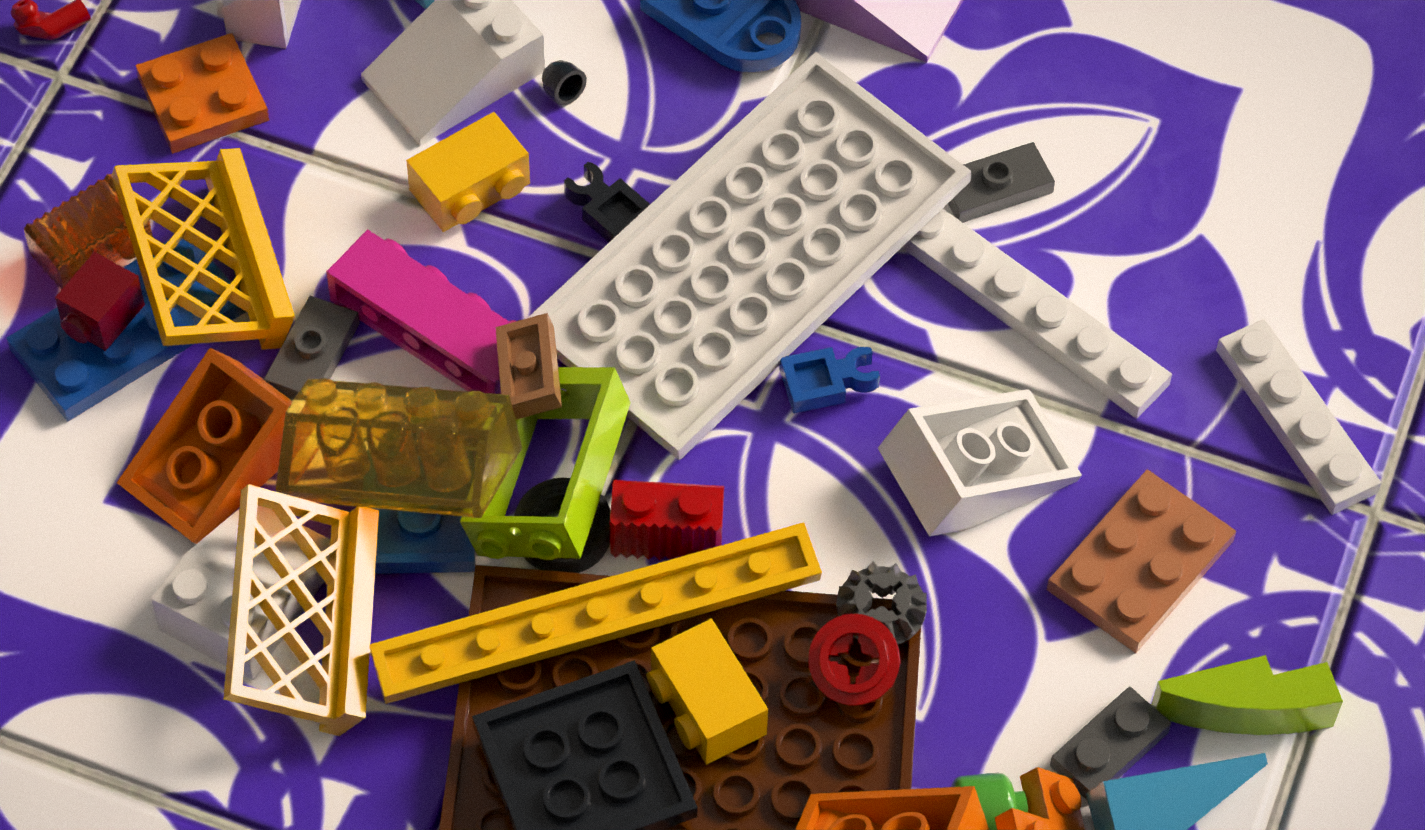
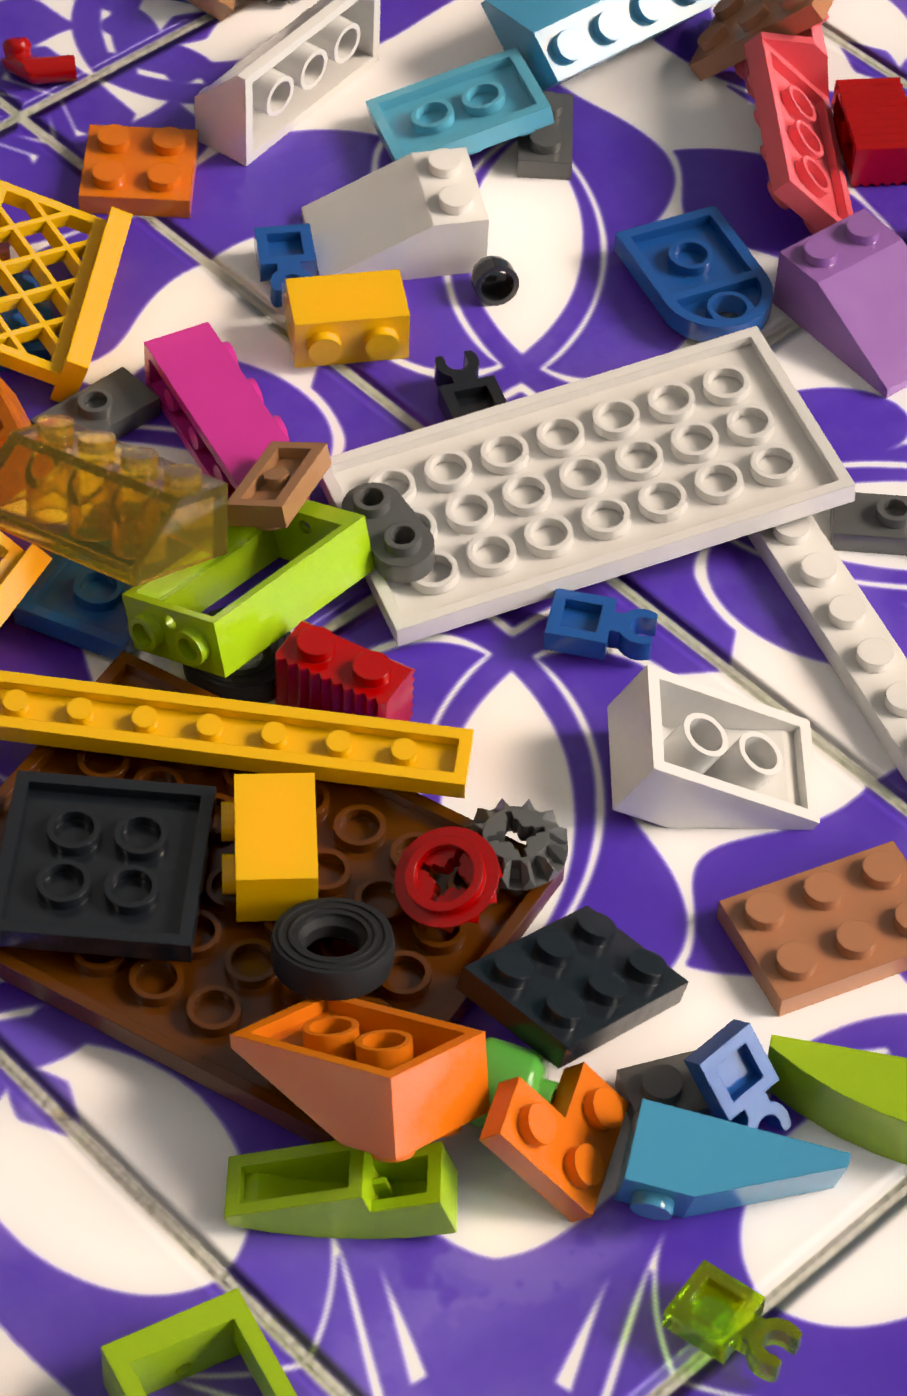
camera: 25 degrees right, 10 degrees down
(380, 131) = (284, 254): none -> blue plate
(629, 359) = (388, 525): none -> dark grey plate
(805, 788) = (325, 976): none -> black tyre
(988, 704) = (572, 985): none -> black plate
(1150, 731) = (734, 1075): none -> plate

